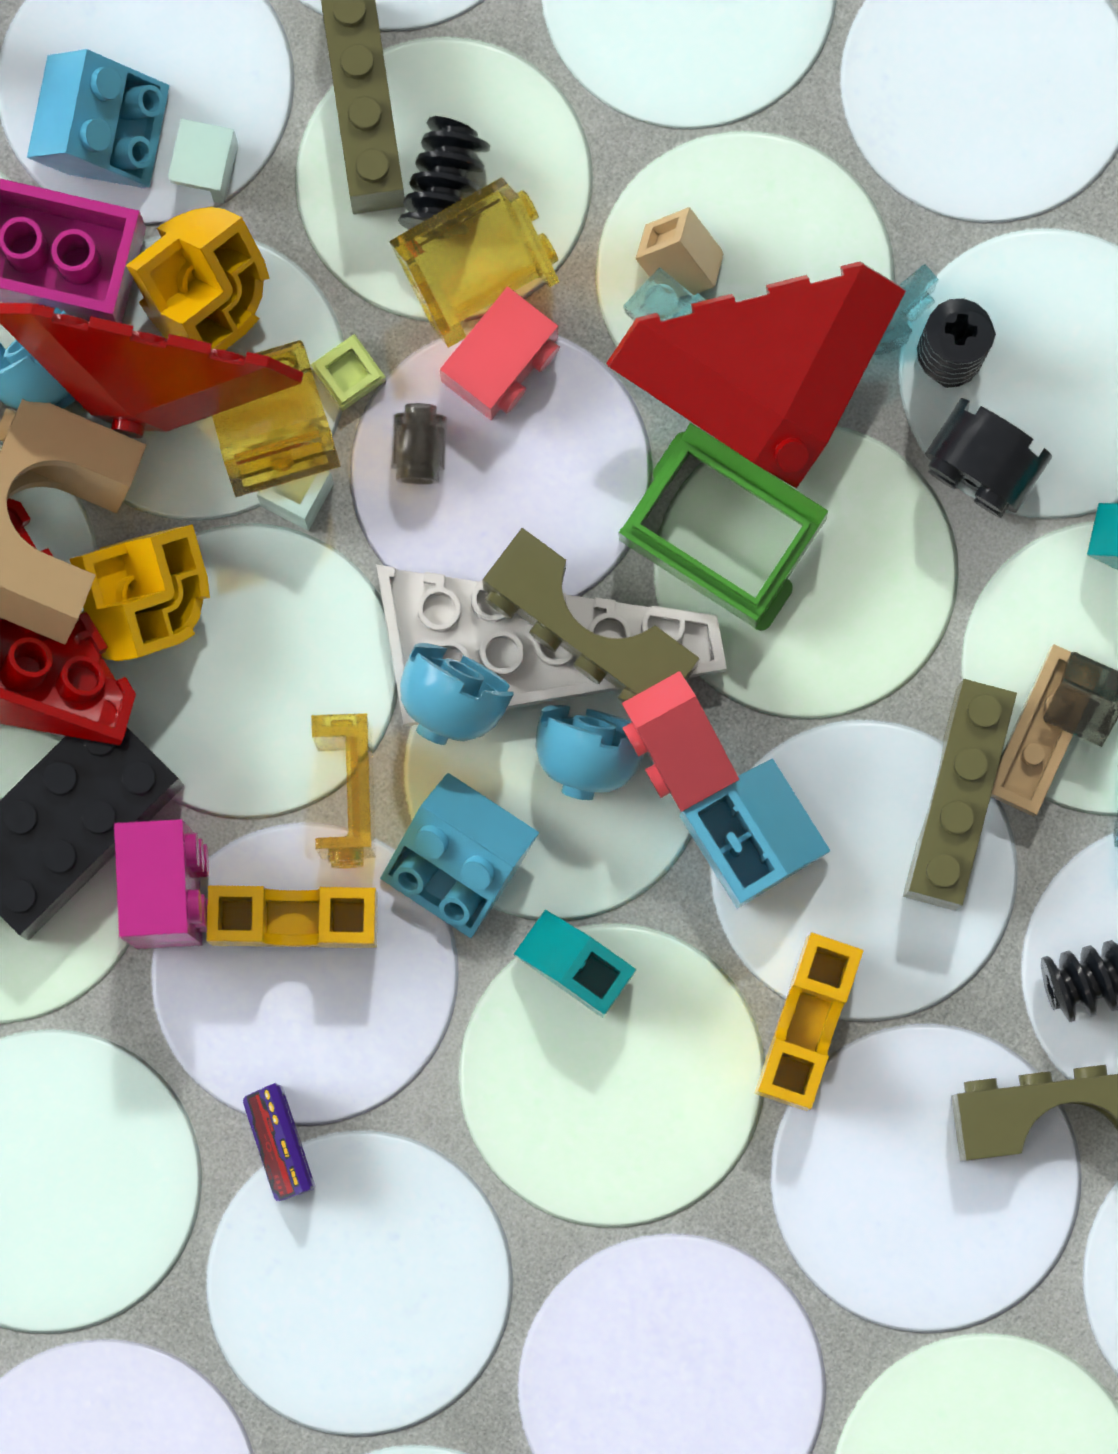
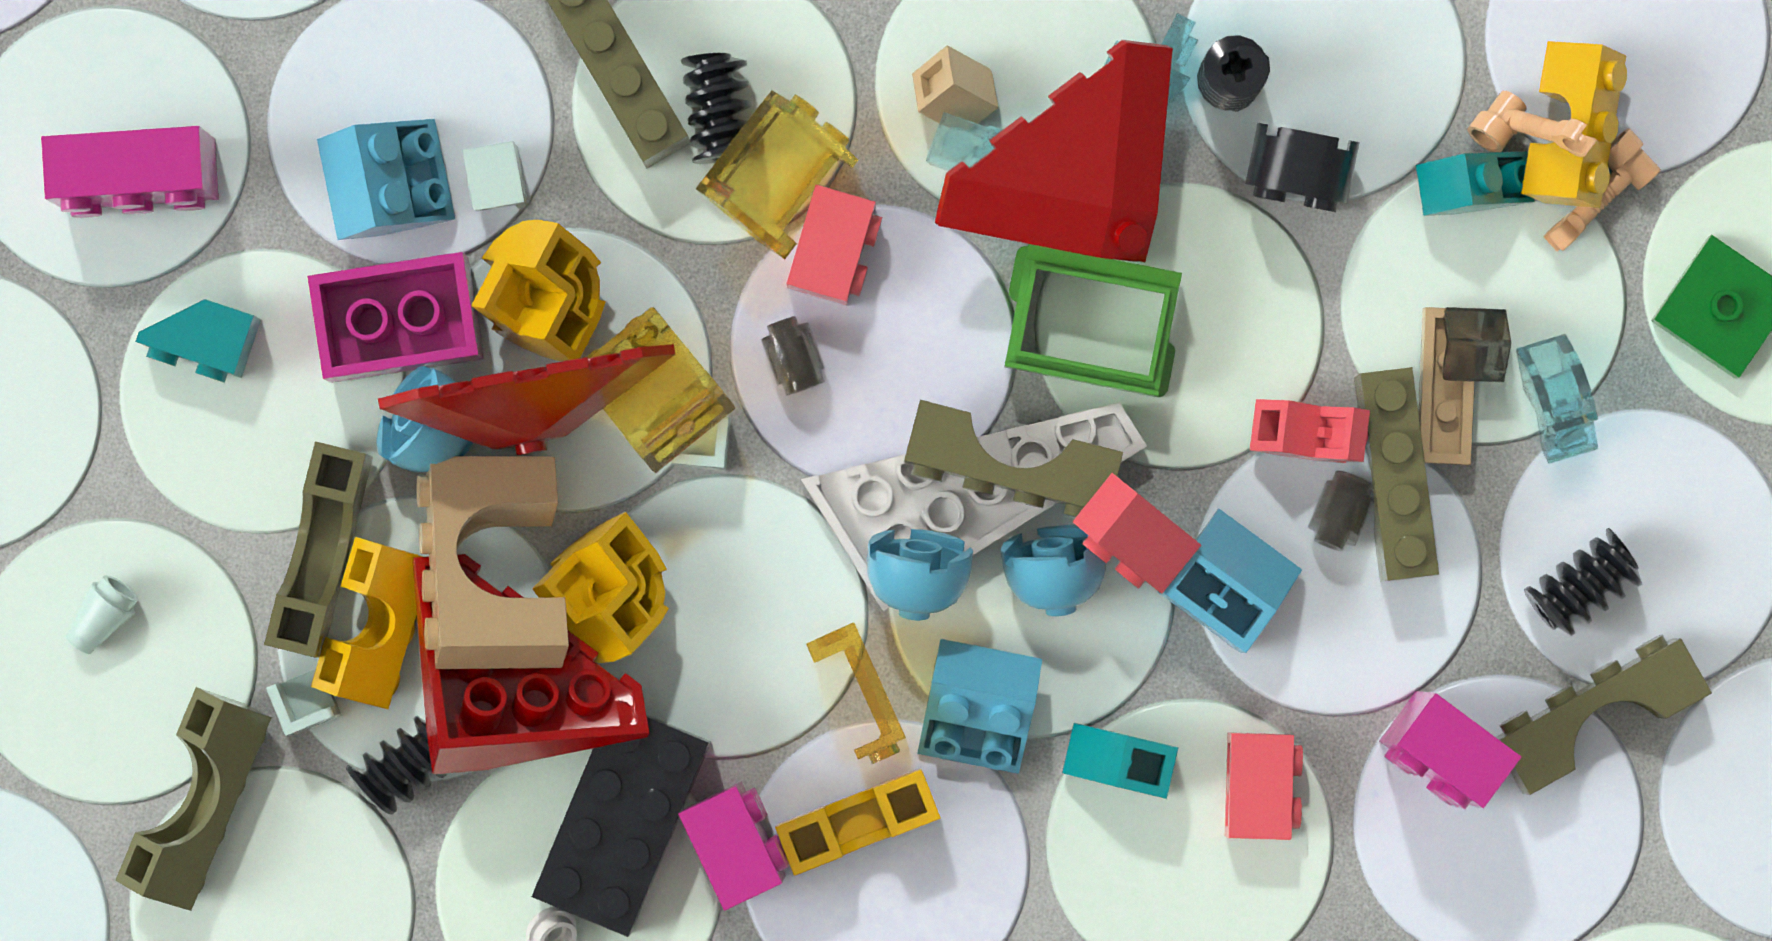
camera: 20 degrees left, 5 degrees up
(348, 372) = (702, 315): yellowish green tile -> none
(704, 1045) = (1261, 786): none -> coral brick
(808, 1021) = (1343, 730): yellow arch -> none
(891, 717) = (1309, 431): none -> coral brick
(892, 809) = (1341, 511): none -> clear smoke brick
(902, 1080) = (1449, 749): none -> dark pink brick

